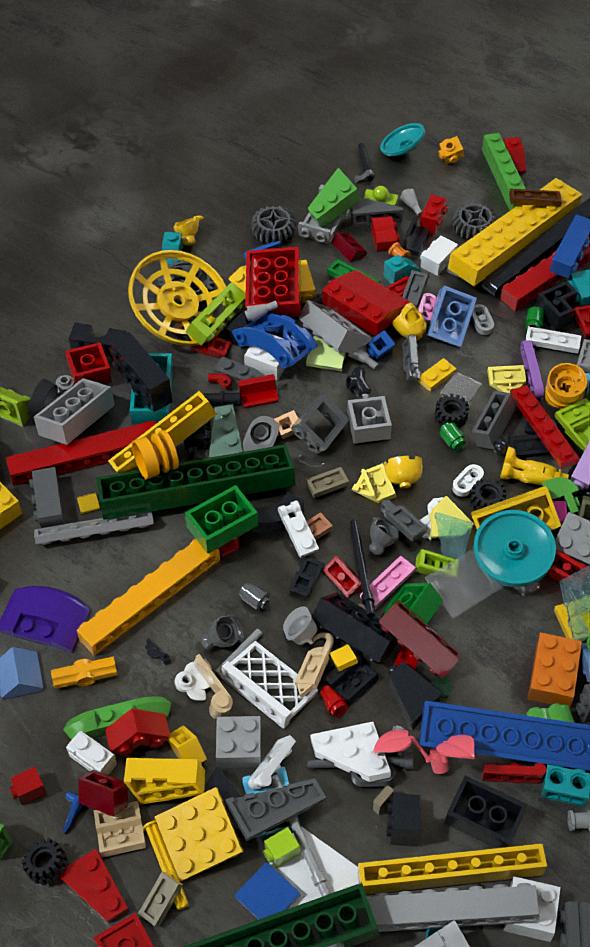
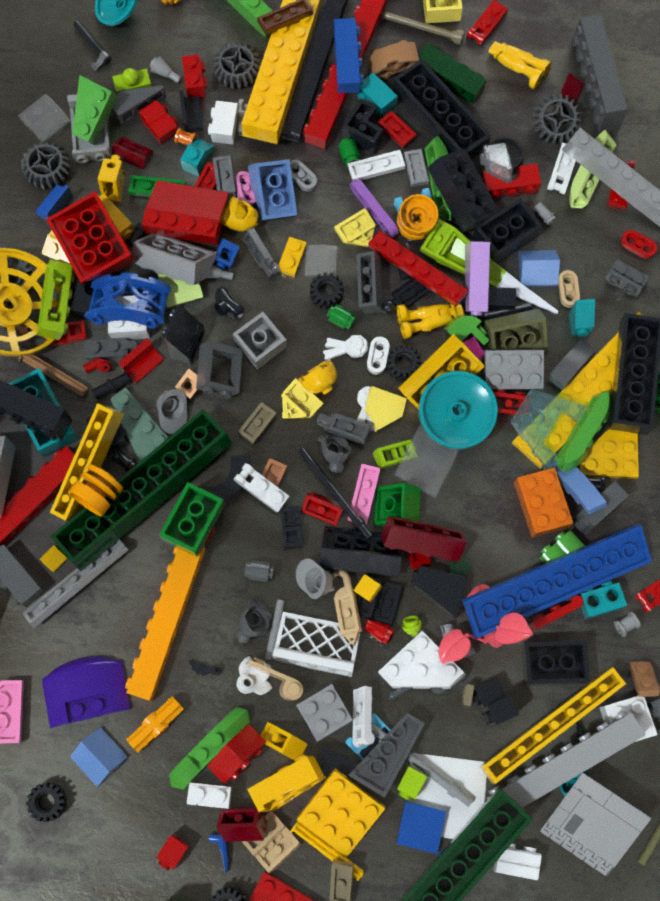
camera: 30 degrees left, 20 degrees up
(181, 368) = (54, 374): none -> medium nougat axle
(257, 311) = (94, 284): light grey cone -> none
(293, 194) = (44, 118): none -> clear slope
(303, 382) = (182, 335): none -> black slope
(319, 254) = (112, 171): none -> yellow torso
(366, 712) = (412, 625): none -> lime plate
(450, 464) = (354, 346): none -> white piece
(453, 534) = (396, 420): clear light blue wing -> none
(570, 876) = (644, 679): none -> medium nougat plate

